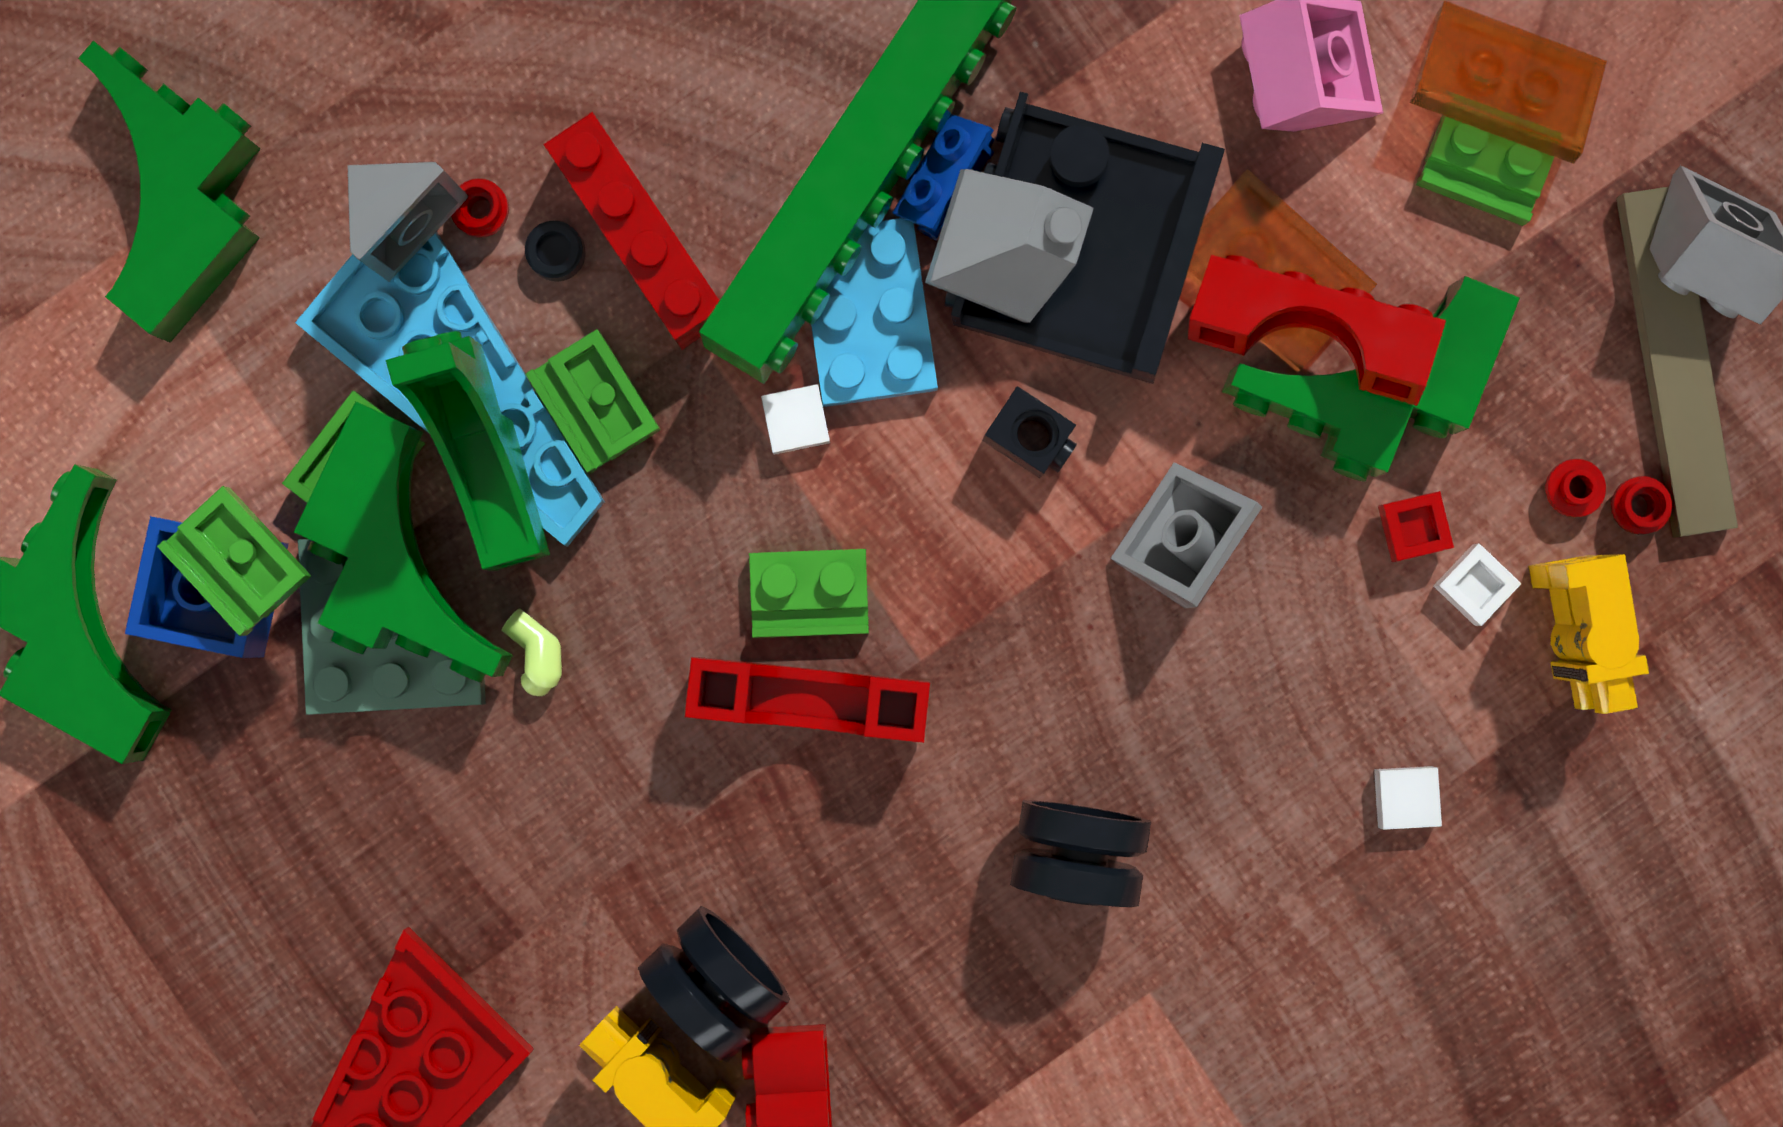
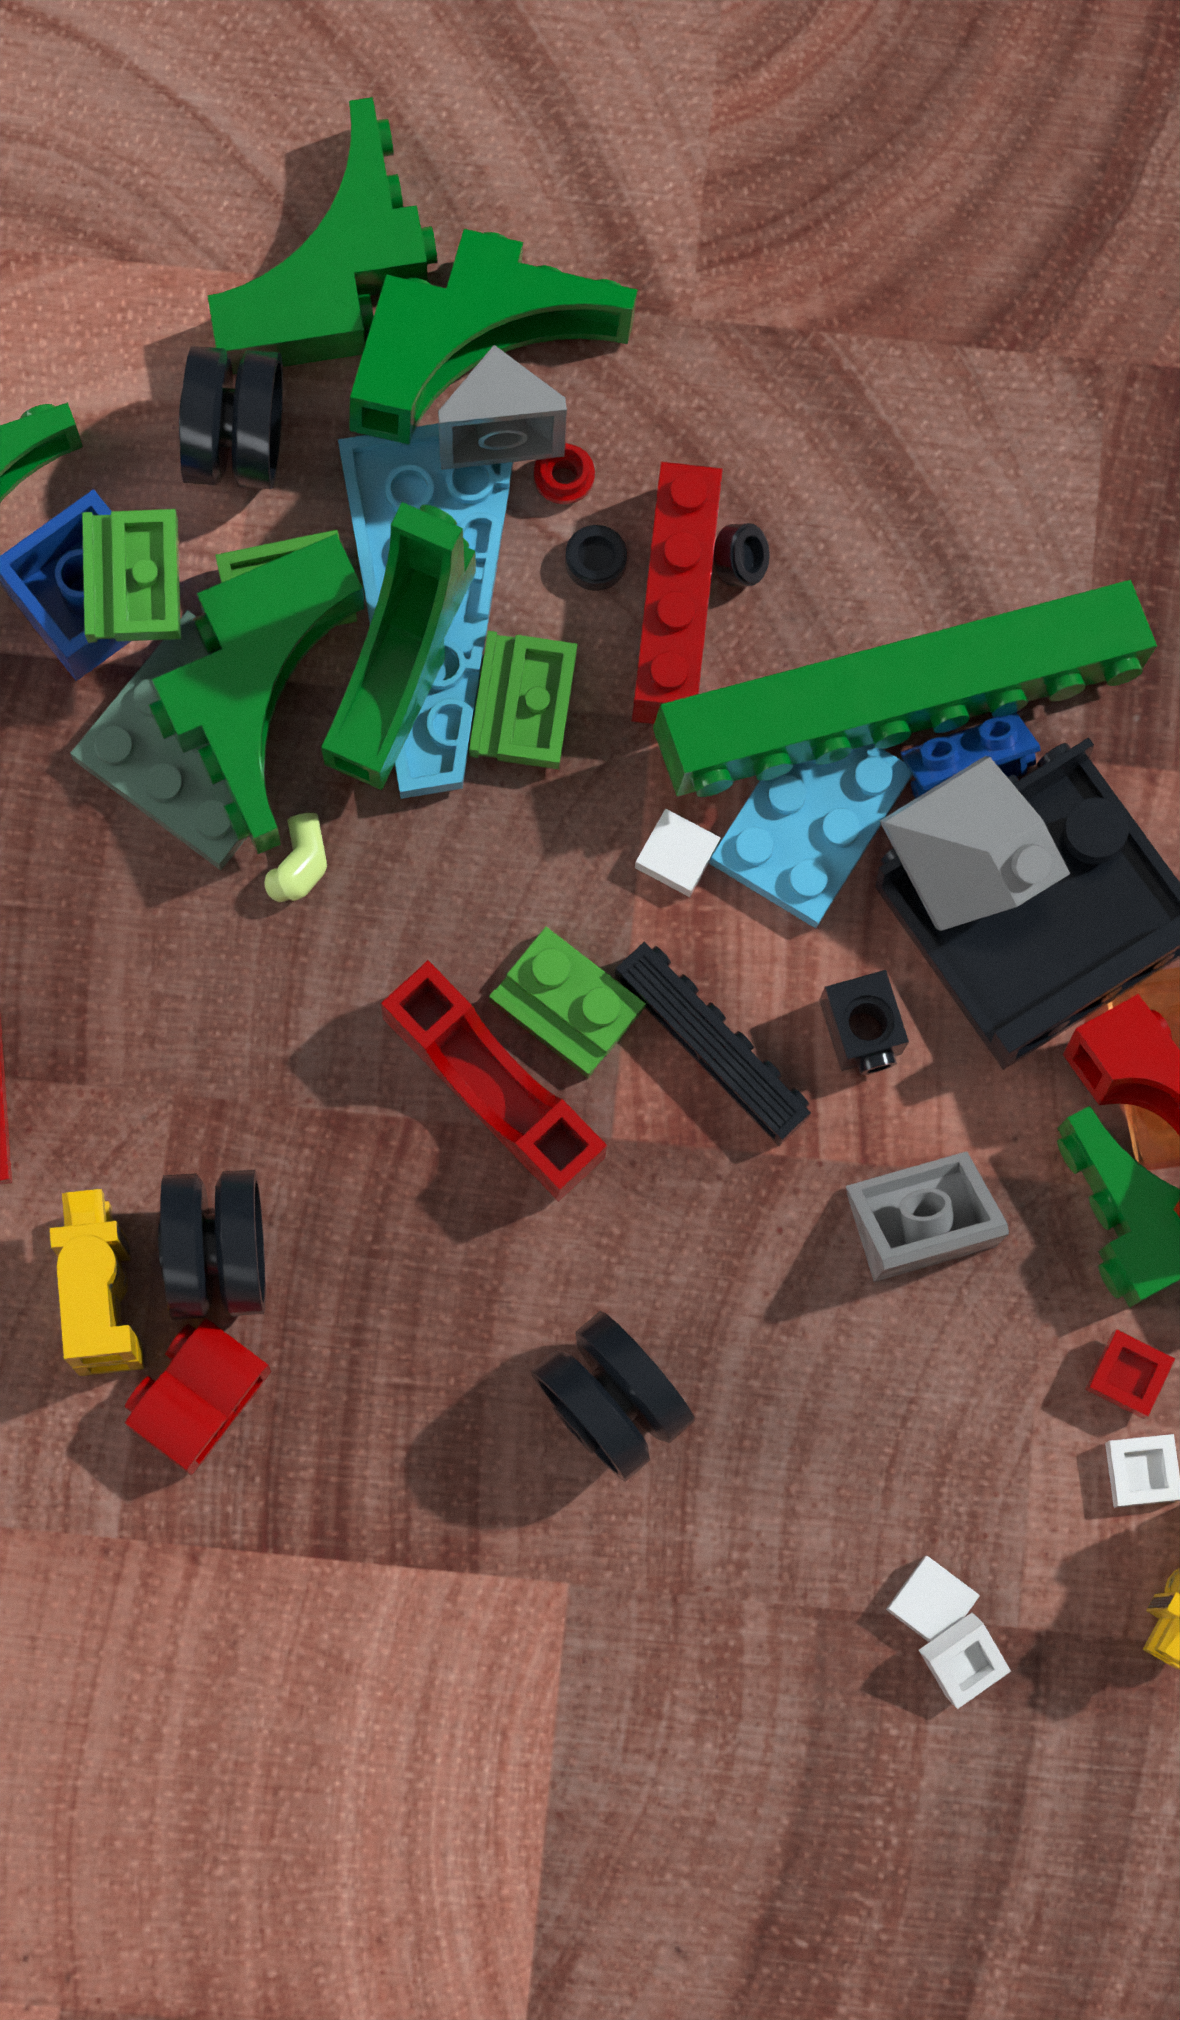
camera: 35 degrees right, 10 degrees down
(202, 374) = (222, 417): none -> black wheel
(317, 127) = (435, 334): none -> green arch
(658, 162) = (741, 554): none -> black tile
(936, 537) = (712, 1044): none -> black piece
(1464, 821) = (964, 1660): none -> white tile

